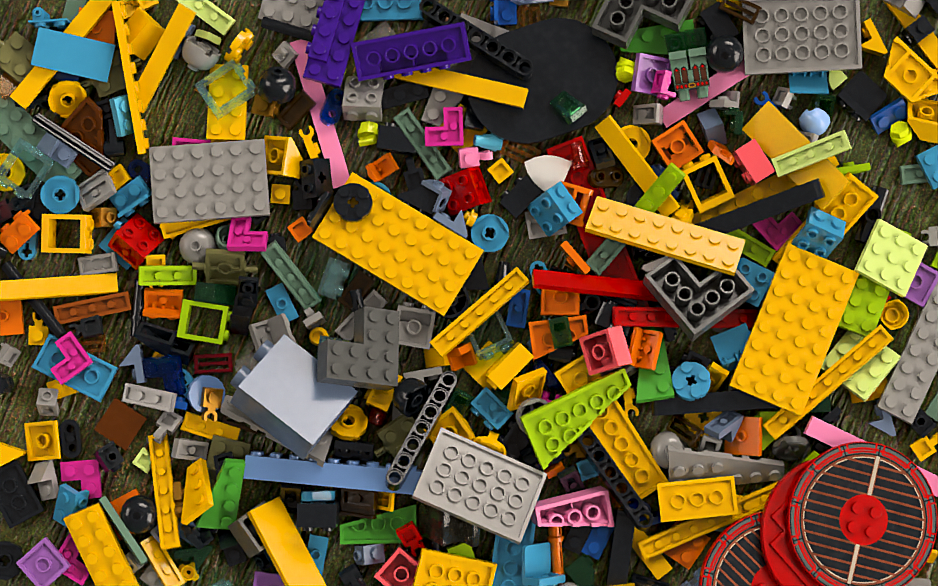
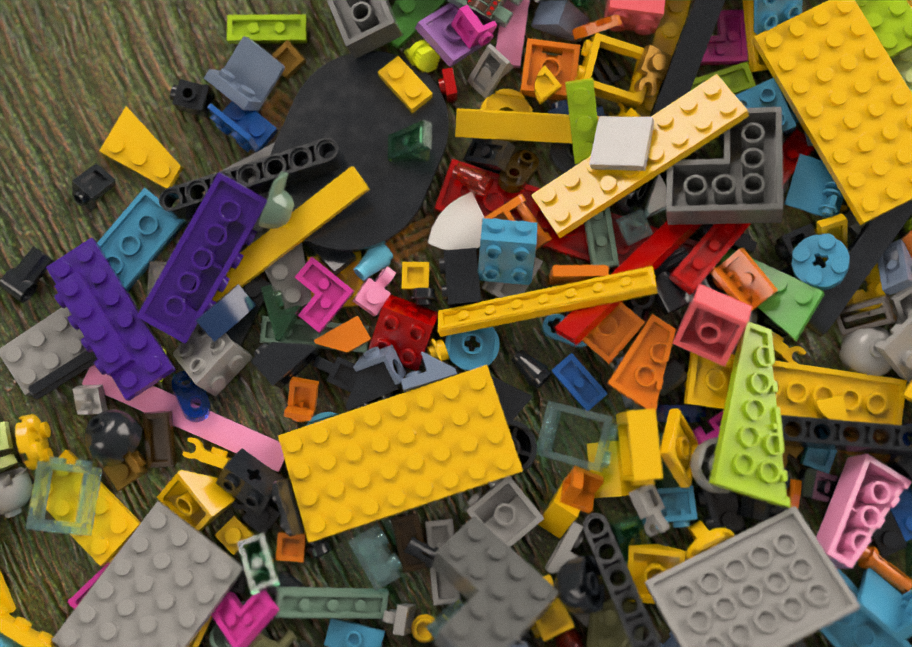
camera: 55 degrees left, 5 degrees down
(279, 219) = (259, 563): none -> clear green slope
(312, 245) = (319, 548): none -> black plate
(360, 210) = (294, 462): black plate -> none
(368, 133) = (251, 383): neon yellow piece -> none
(393, 88) = (226, 312): none -> dark blue slope
(414, 120) = (281, 320): none -> clear green slope
(435, 162) = (346, 336): none -> orange tile
(473, 68) = (278, 206): none -> sand green cap
(479, 312) = (551, 428): yellow plate -> none
(483, 397) = (648, 505): none -> light grey plate
(493, 185) = (424, 296): none -> black plate
(544, 253) = (547, 301): none -> yellow tile
(560, 332) = (648, 356): clear green slope -> none
(600, 74) = (405, 84): none -> yellow plate
(617, 452) = (832, 407): none -> yellow tile
(627, 266) = (634, 226): none -> clear light blue tile
(663, 221) = (622, 143): none -> tile
(664, 152) = (545, 85): none -> yellow tile
(724, 202) = (653, 68): none -> pearl gold plate

